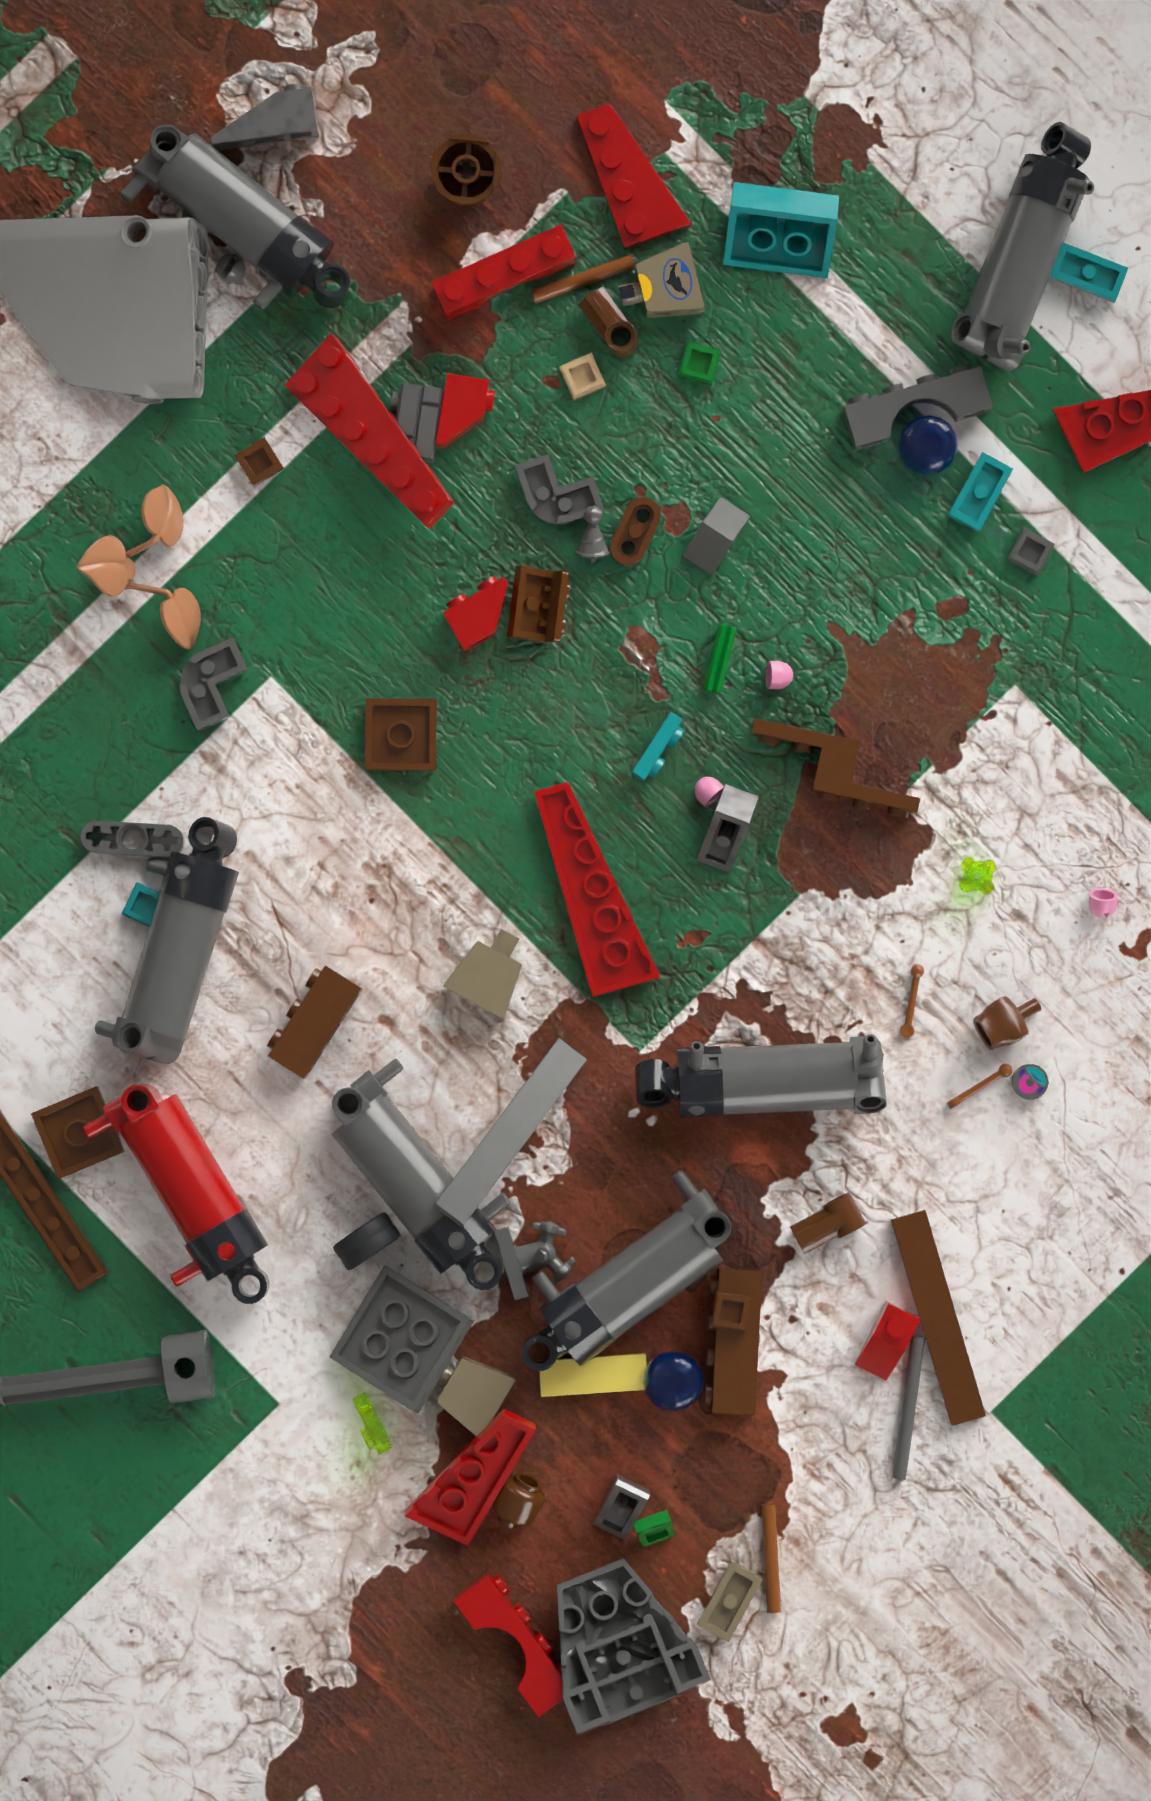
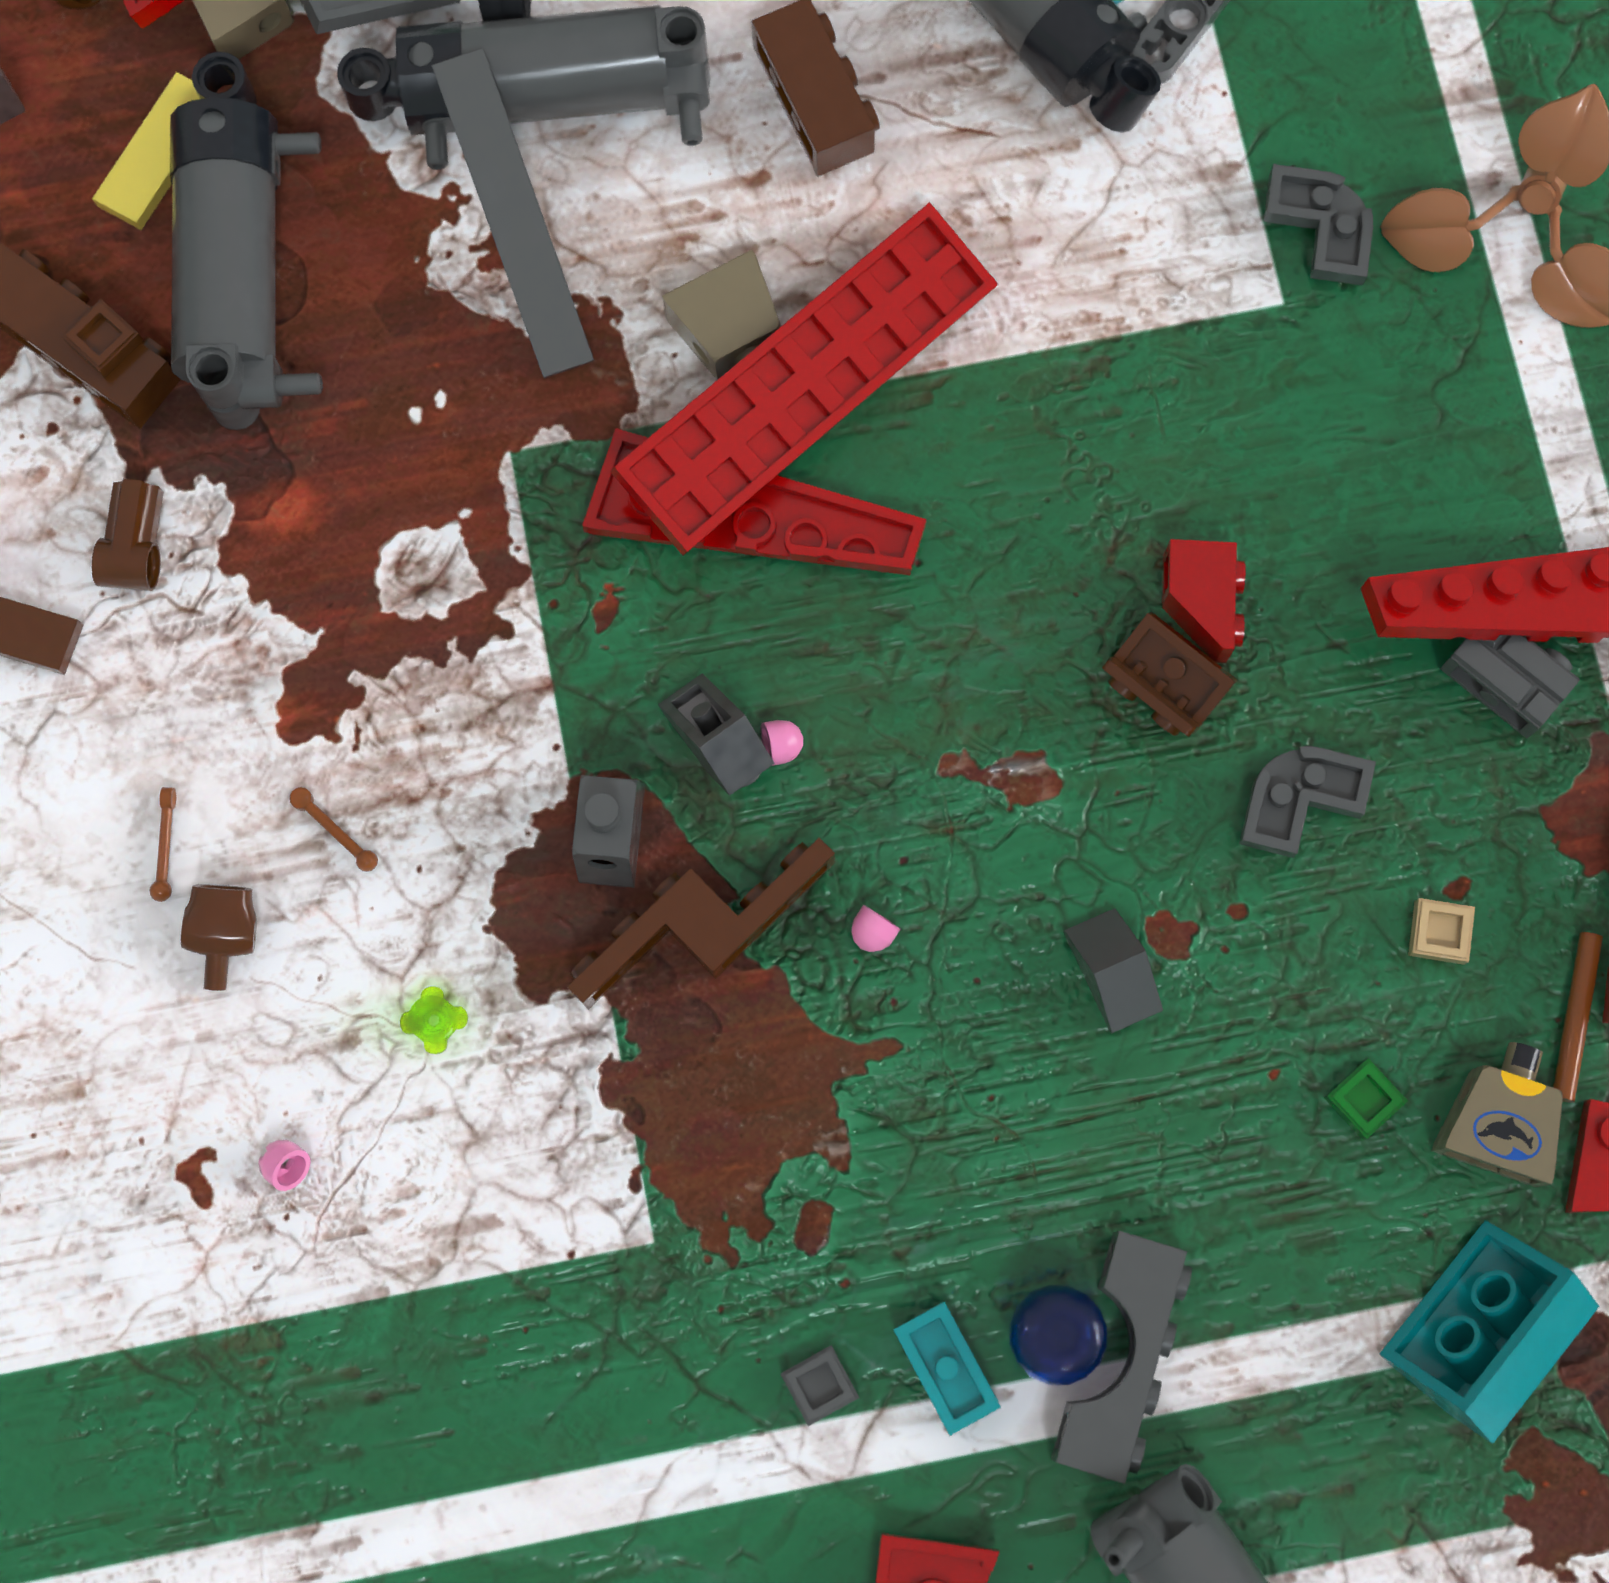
camera: 125 degrees right, 10 degrees down
(259, 462) = (1577, 447): reddish brown plate -> none
(400, 734) = (1107, 405): reddish brown plate -> none
(462, 407) = (1495, 742): red slope -> none
(498, 906) = (804, 379): none -> red plate
(532, 1256) = (348, 148): dark grey piece -> none
(592, 542) = (1206, 797): dark grey piece -> none
(608, 321) = (1497, 1010): reddish brown piece -> none
(635, 532) = (1189, 864): reddish brown plate -> none
(651, 760) = (888, 732): teal plate -> none
(673, 1381) = (76, 227): clear blue piece -> none
(719, 658) = (945, 868): green axle -> none
(767, 1078) = (356, 572): dark grey piece -> none
(815, 850) = (608, 830): none -> dark grey torso
(1030, 1081) = (123, 912): tile -> none

